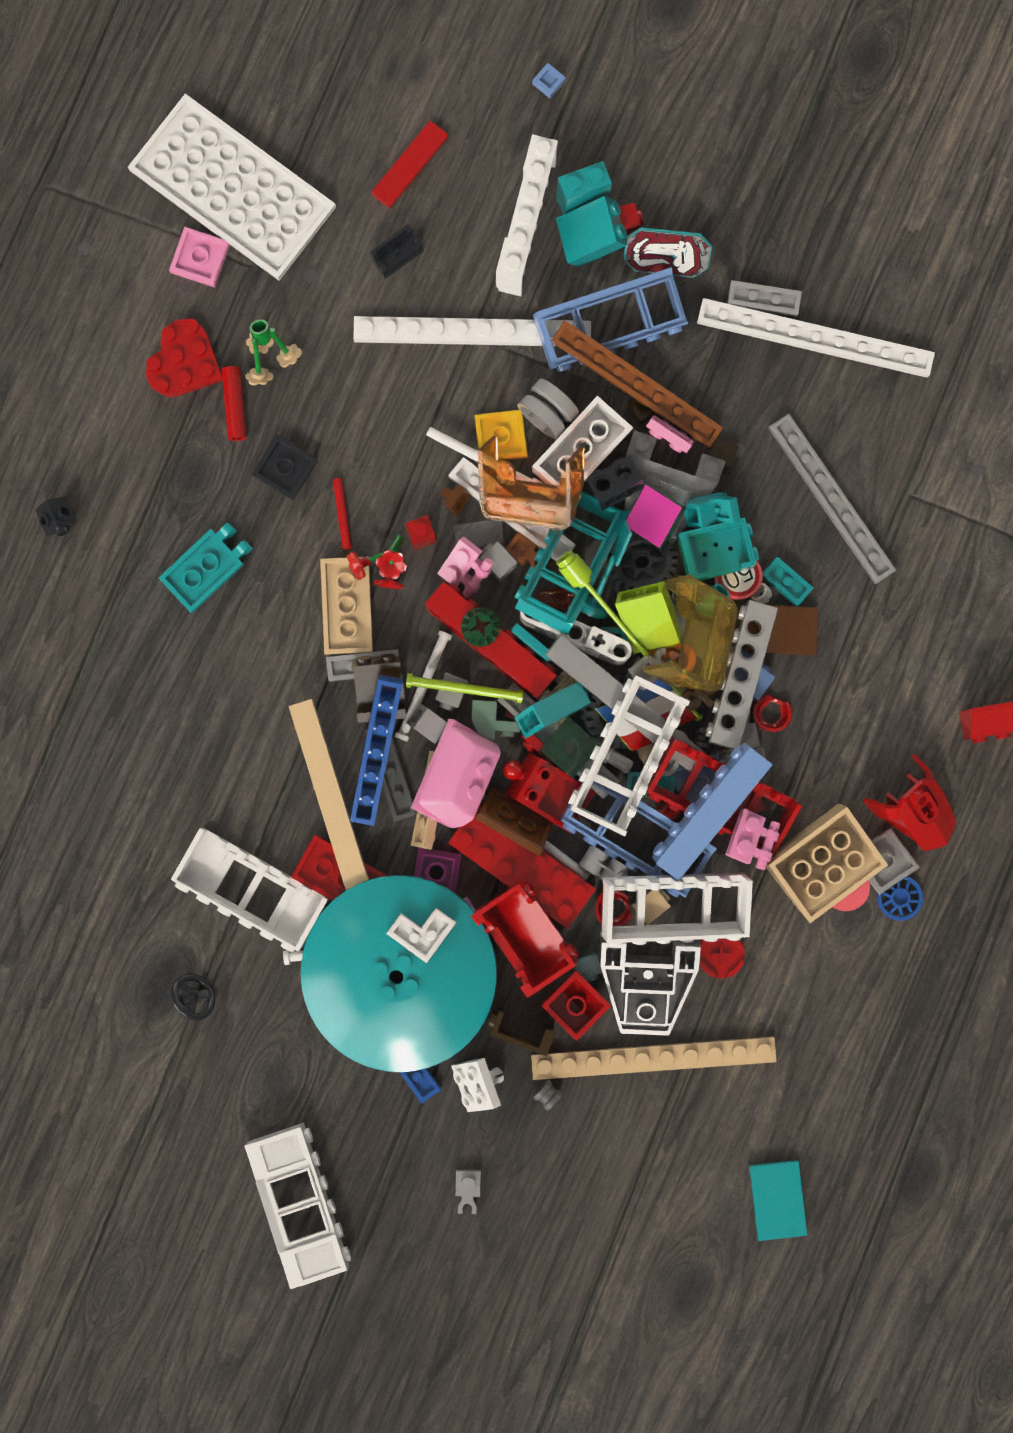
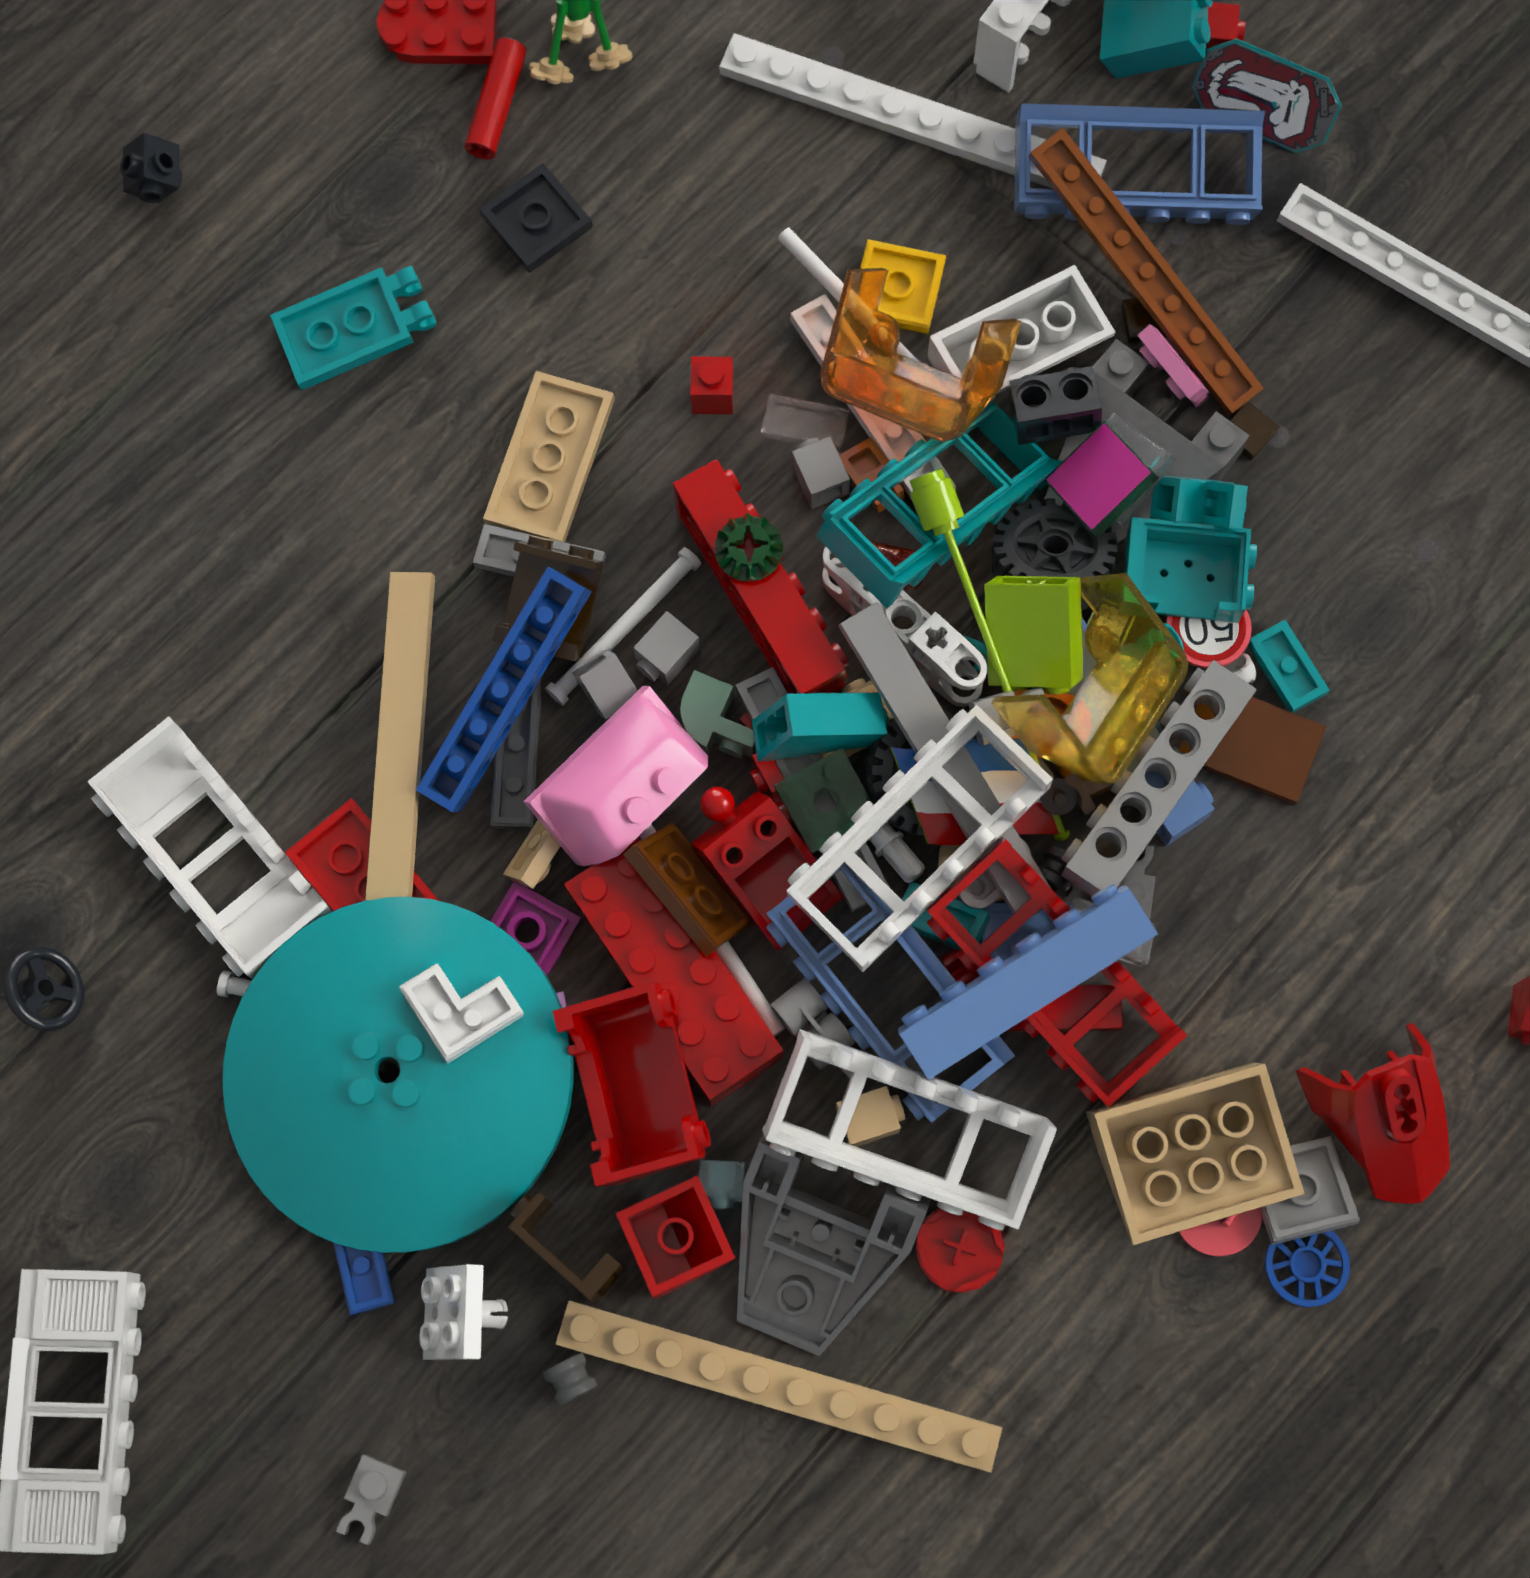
camera: 25 degrees right, 10 degrees down
(342, 514) = (598, 319): red bar -> none
(389, 563) = (640, 405): red plant -> none
(455, 499) = (788, 354): reddish brown tile -> none
(460, 562) = (757, 450): bright pink plate -> none
(464, 688) = (687, 644): lime bar -> none
(526, 638) = (819, 597): teal tile -> none
(548, 408) = (987, 260): light grey wheel -> none
(591, 606) = (948, 591): teal piece -> none
(624, 918) = (822, 1085): red piece -> none
(746, 836) = (1071, 1053): bright pink plate -> none
(764, 298) = (1402, 217): light grey plate -> none
(785, 714) = (1179, 849): red piece -> none
(832, 498) = (1409, 565): light grey tile -> none

